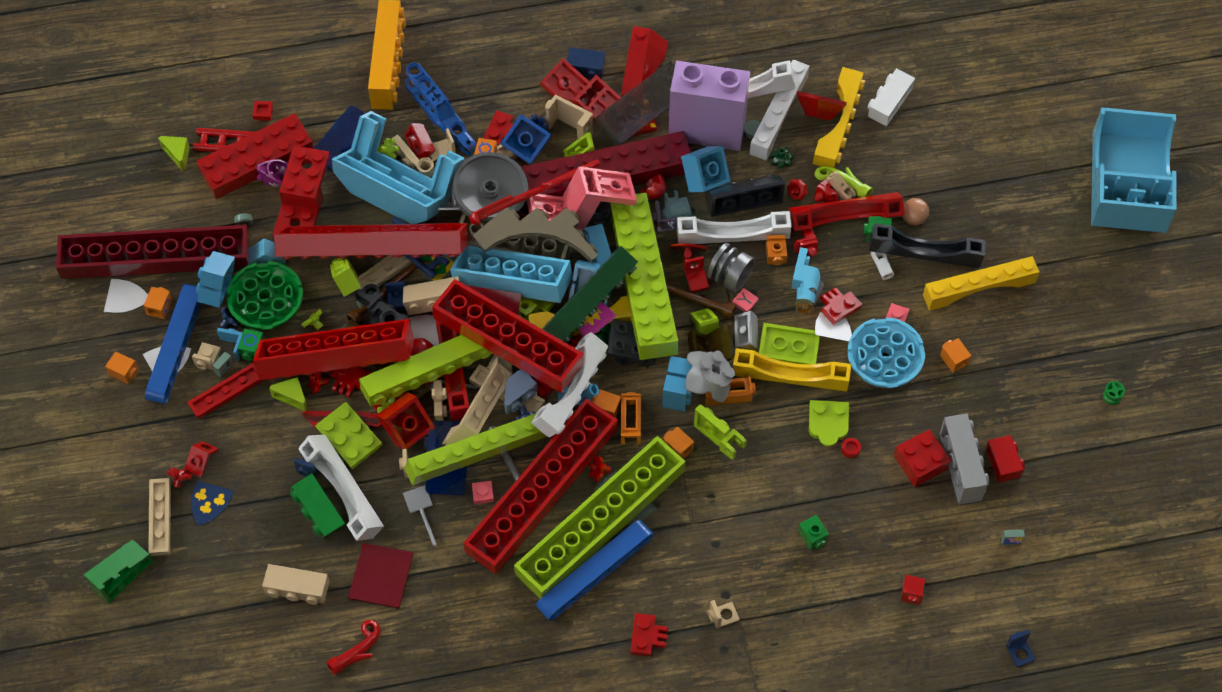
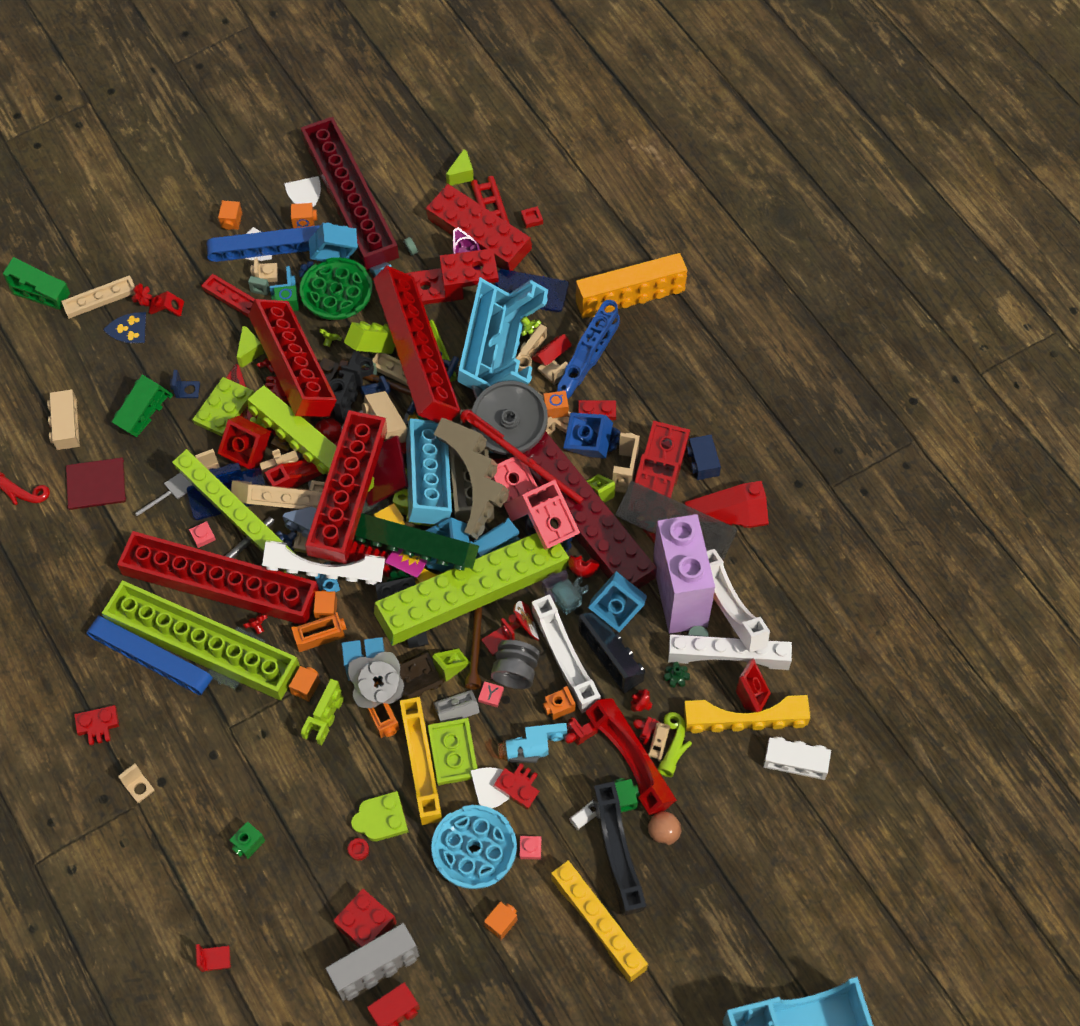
camera: 70 degrees right, 0 degrees up
(362, 518) = (194, 389): white arch -> none

